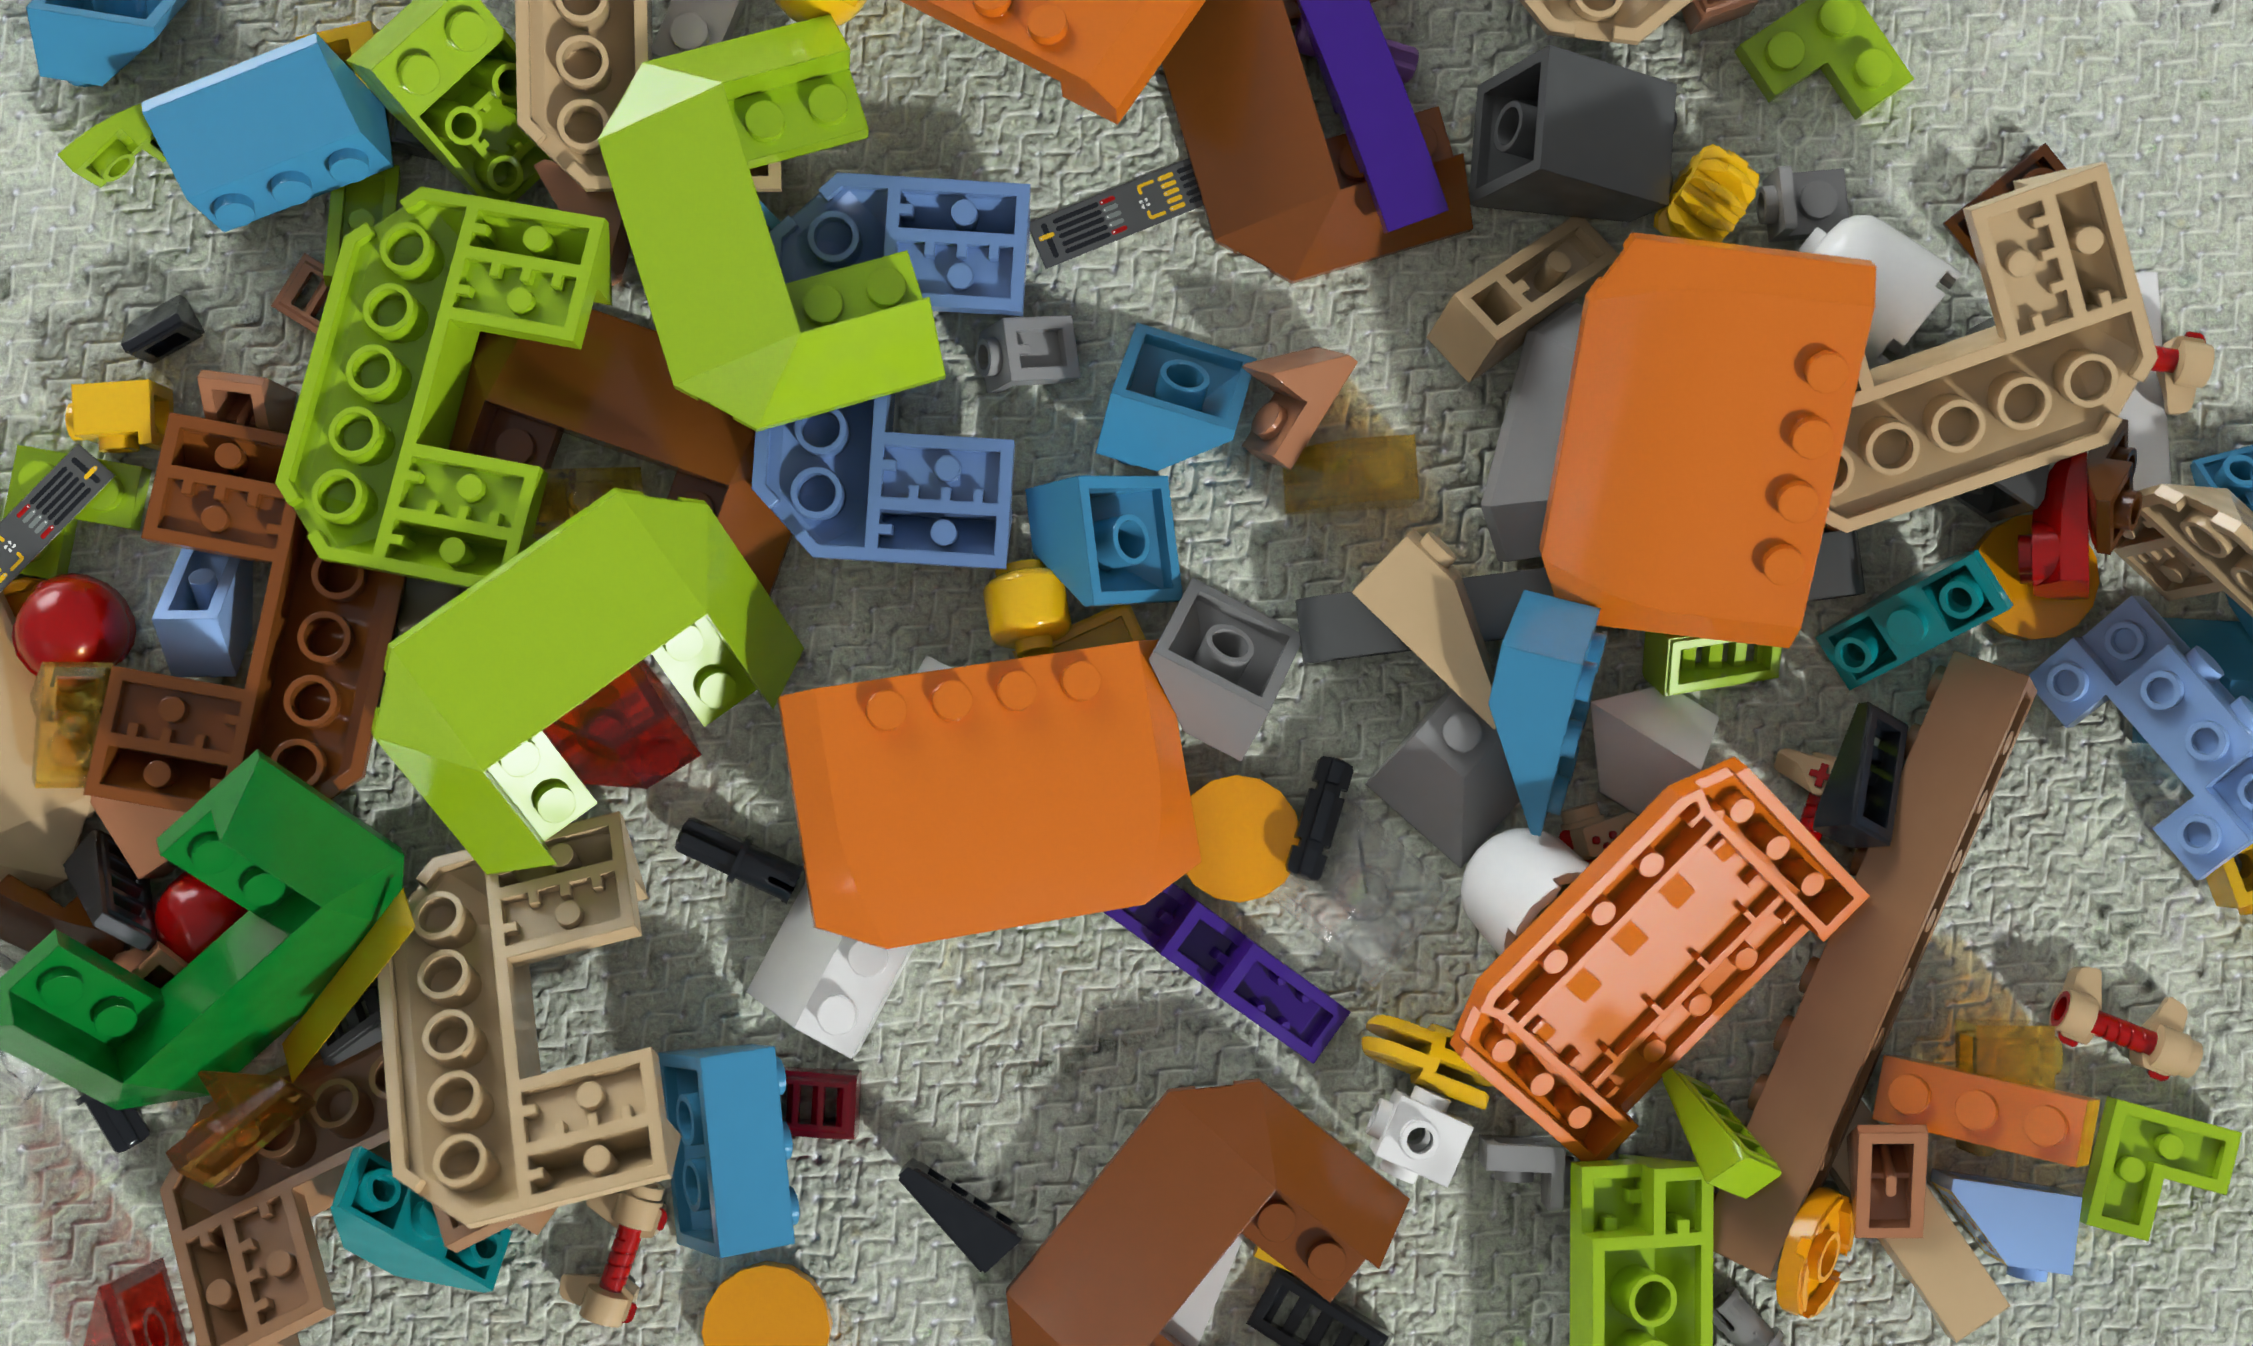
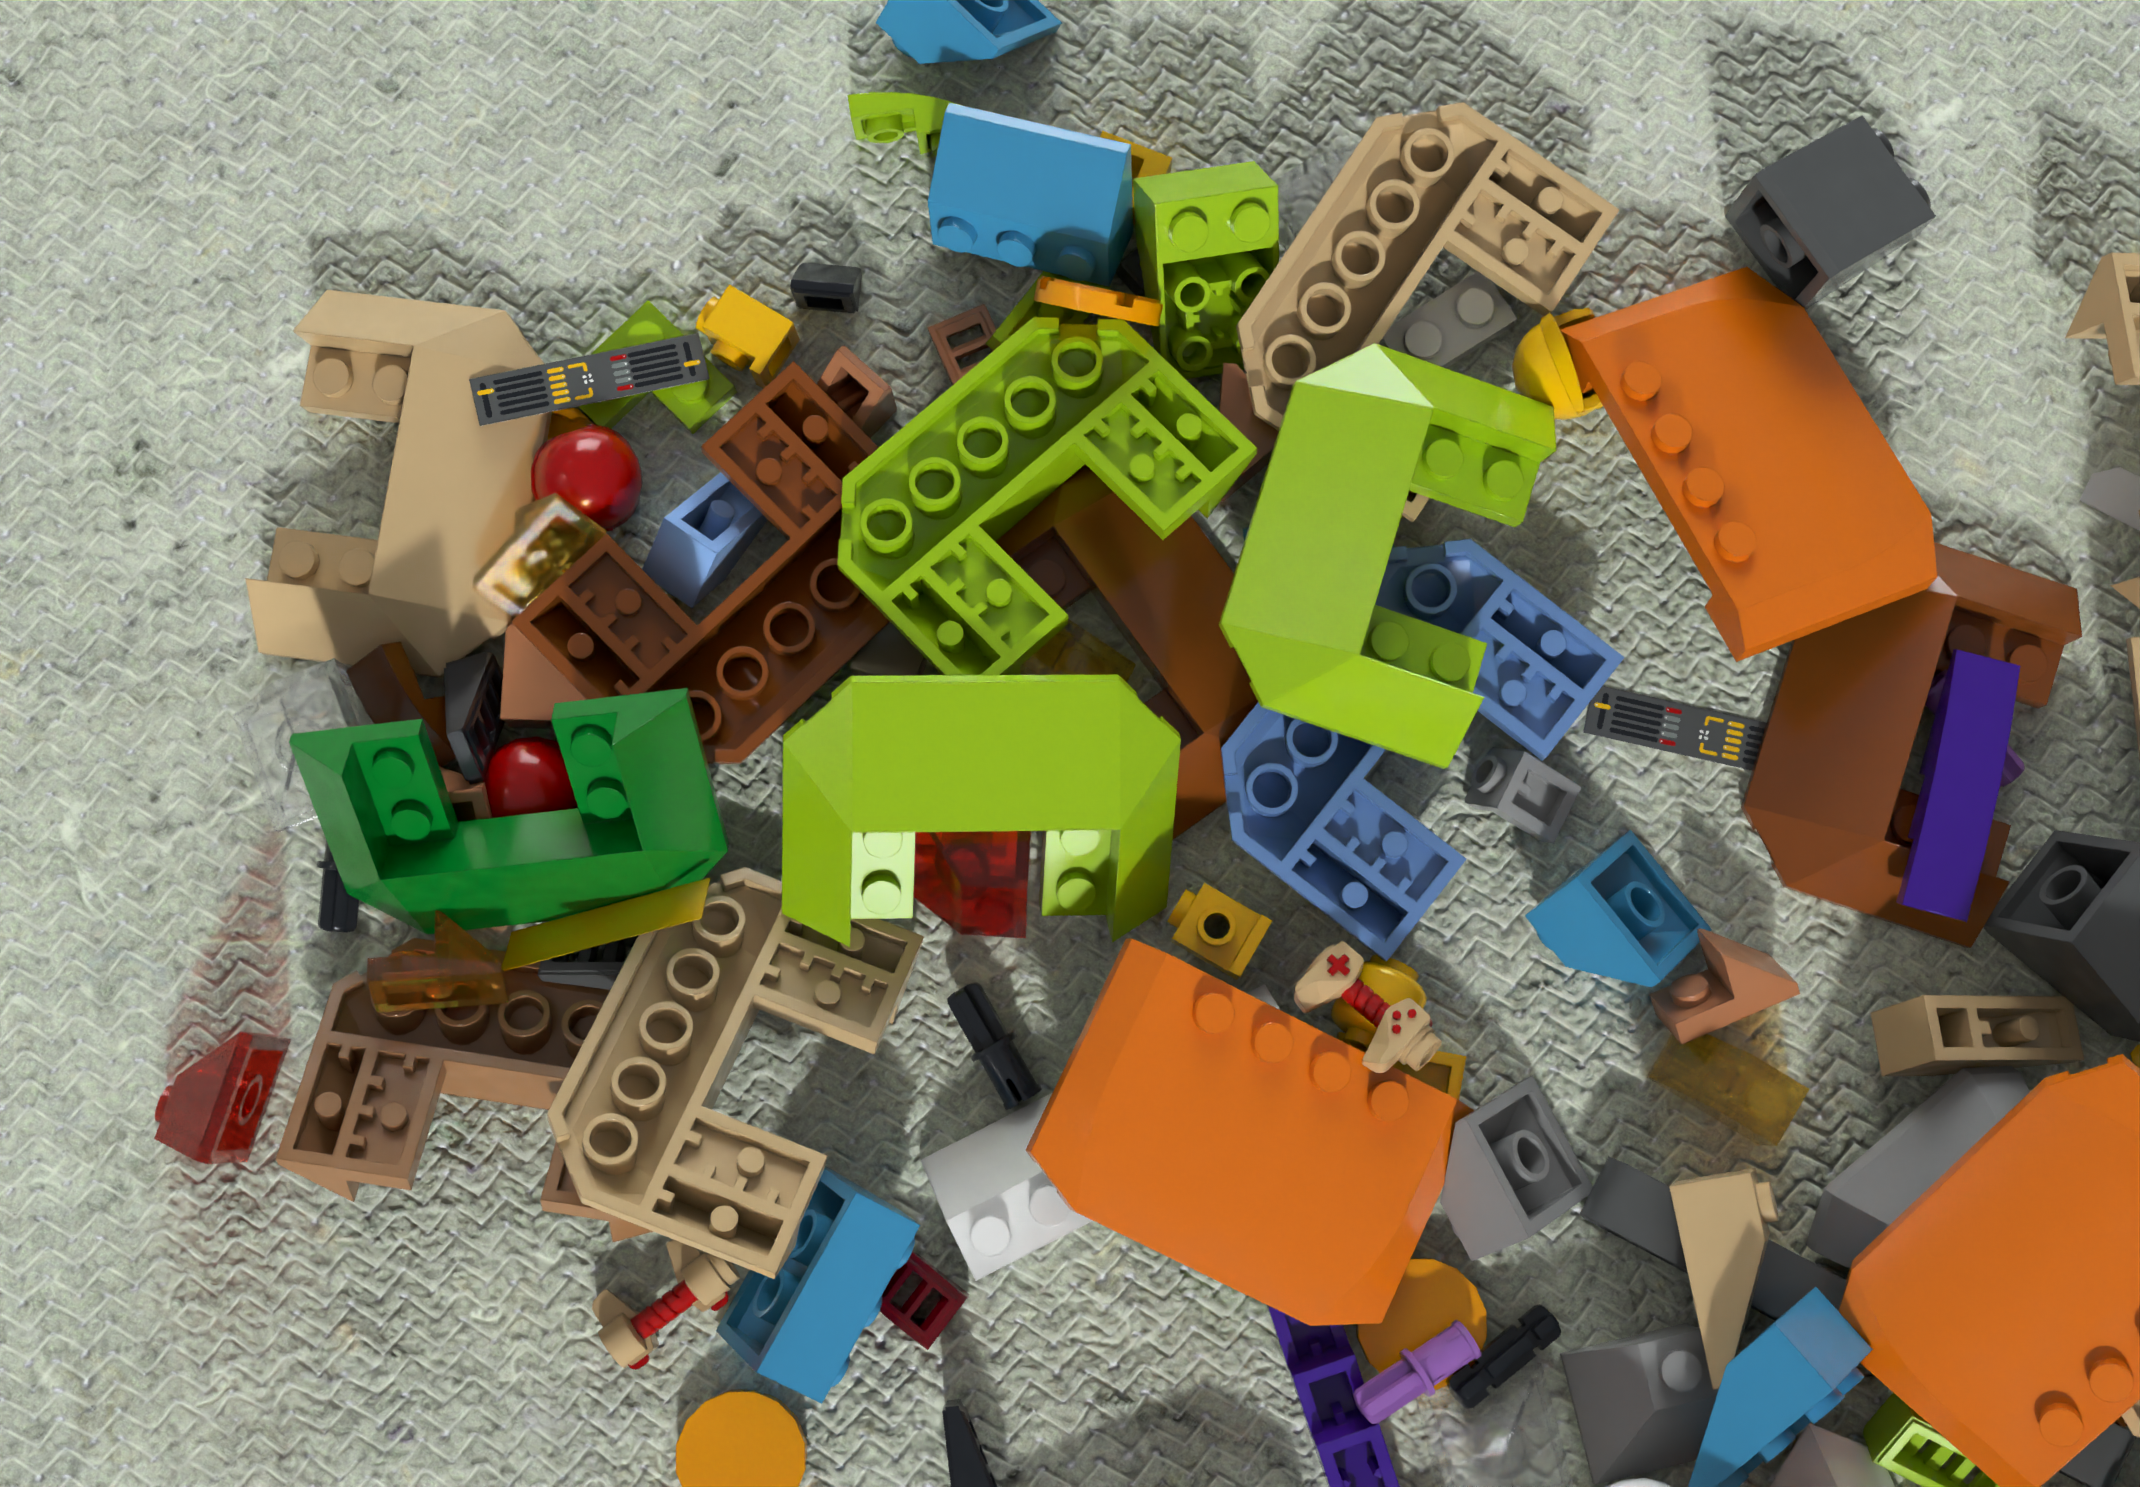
camera: 40 degrees right, 5 degrees down
(387, 185) = (1098, 301): none -> light orange tile
(401, 1233) = (506, 1159): teal slope -> none
(879, 644) = (1228, 953): none -> yellow brick
(1052, 615) = (1402, 1029): none -> tan piece
(1107, 538) = (1486, 992): dark azure slope -> none
(1256, 881) = (1416, 1373): none -> medium lavender axle

